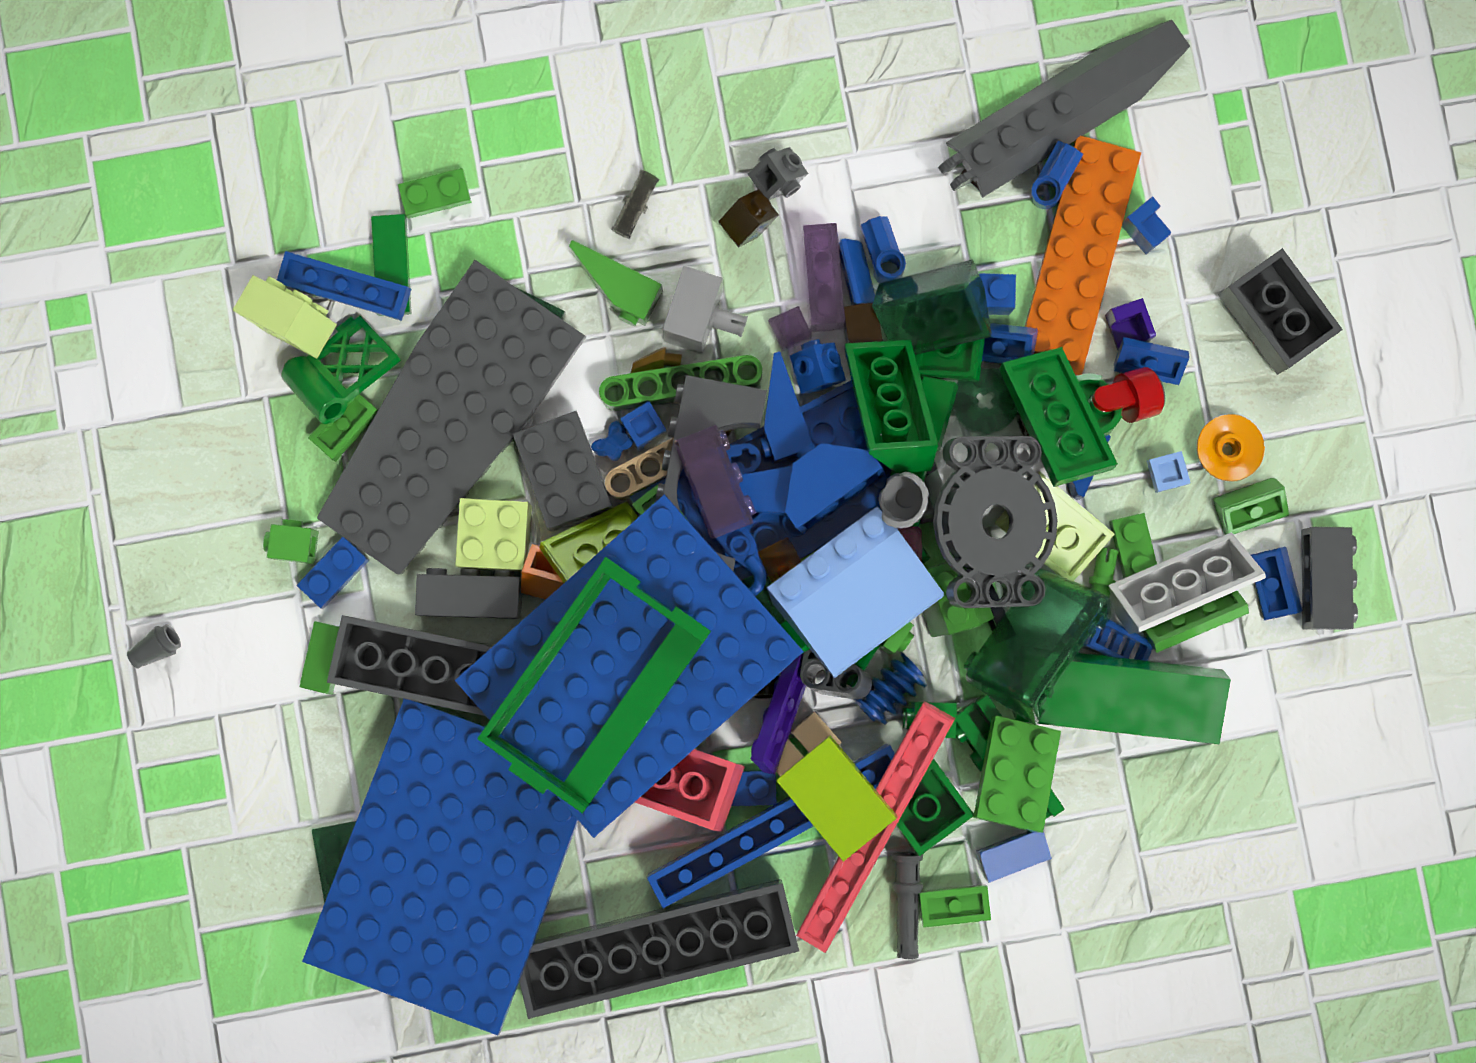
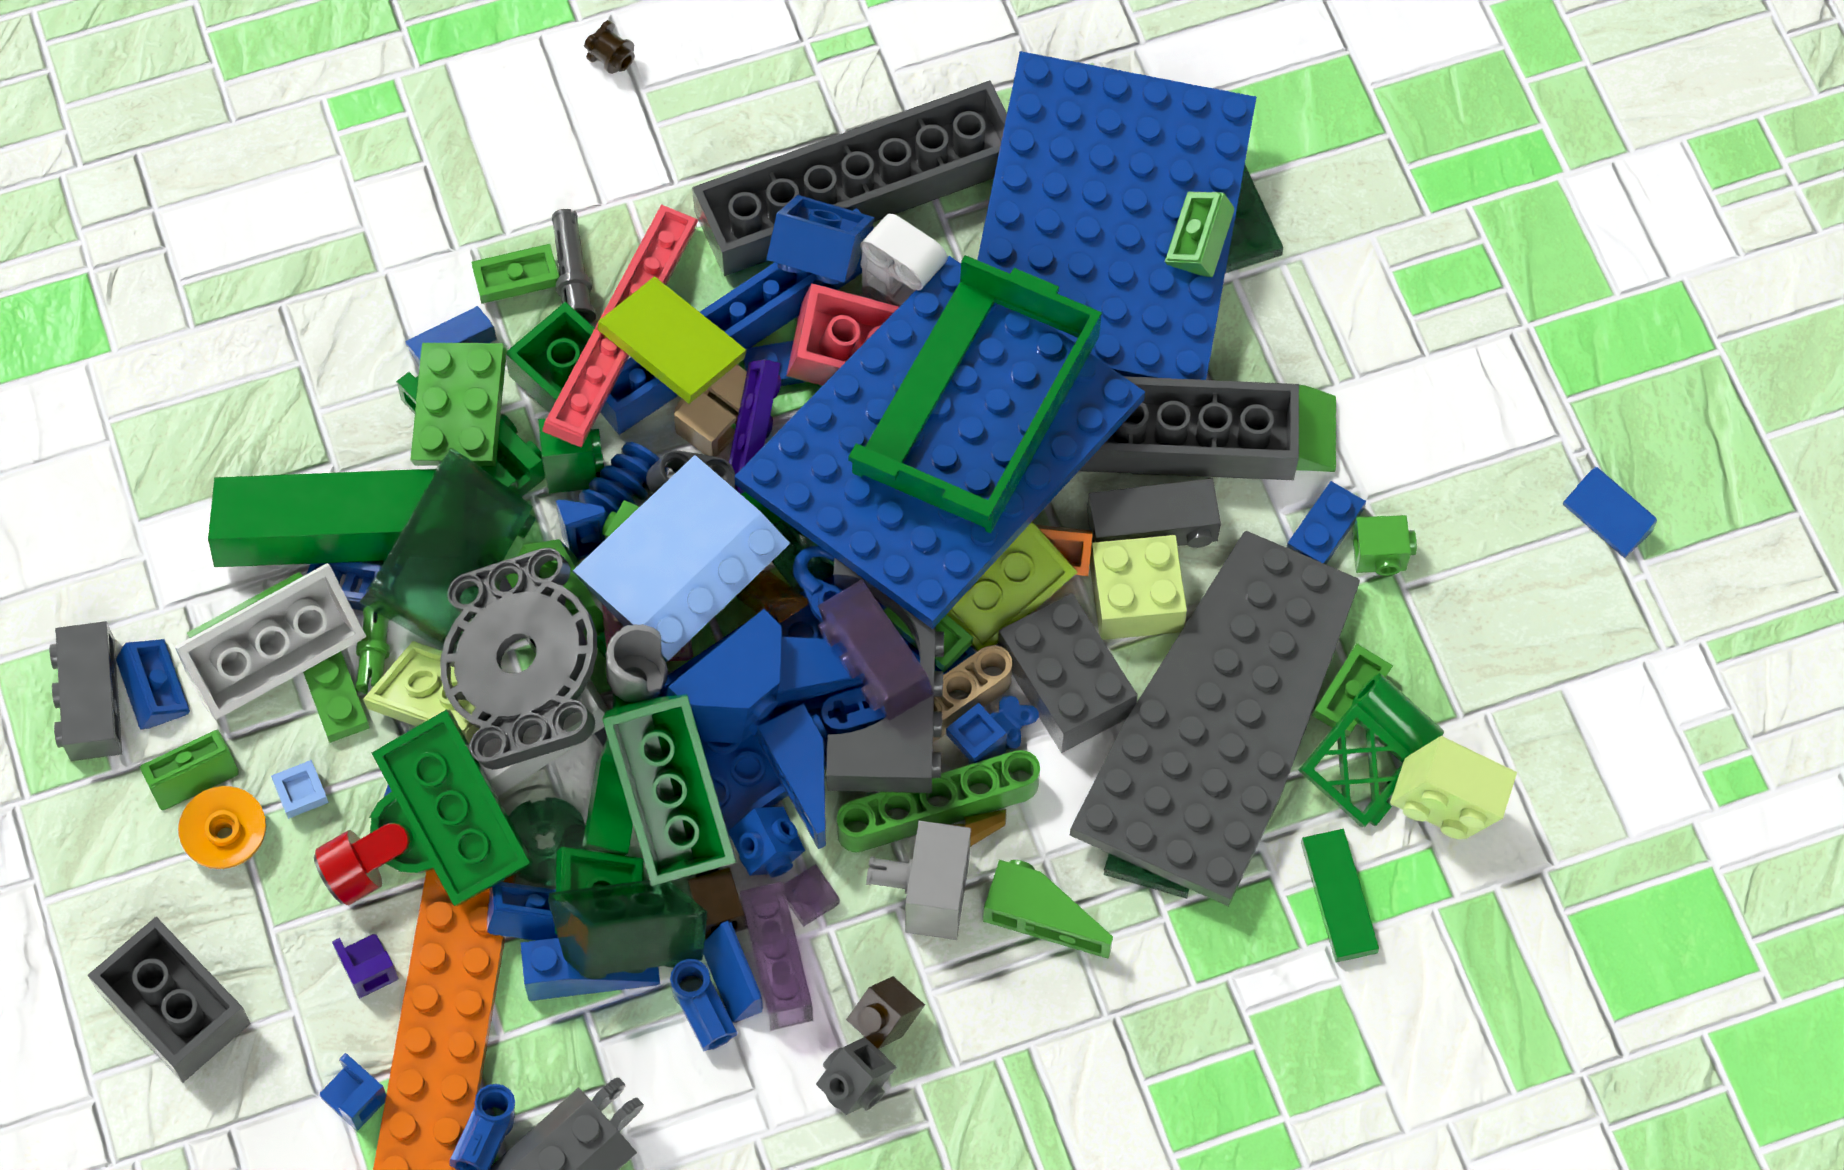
camera: 175 degrees right, 20 degrees down
(104, 546) = (1610, 512): none -> blue slope
(155, 646) = (1516, 411): dark grey cone -> none
(344, 286) = (1392, 850): blue plate -> none
(378, 832) = (1200, 233): none -> bright green slope
(434, 193) = (1304, 994): bright green plate -> none
(634, 839) = (898, 260): none -> white beam
(635, 204) = (1038, 1016): clear smoke pin -> none
(699, 876) = (818, 239): none -> blue slope
(931, 649) = (581, 526): none -> blue slope
(1165, 361) = (332, 919): blue plate -> none

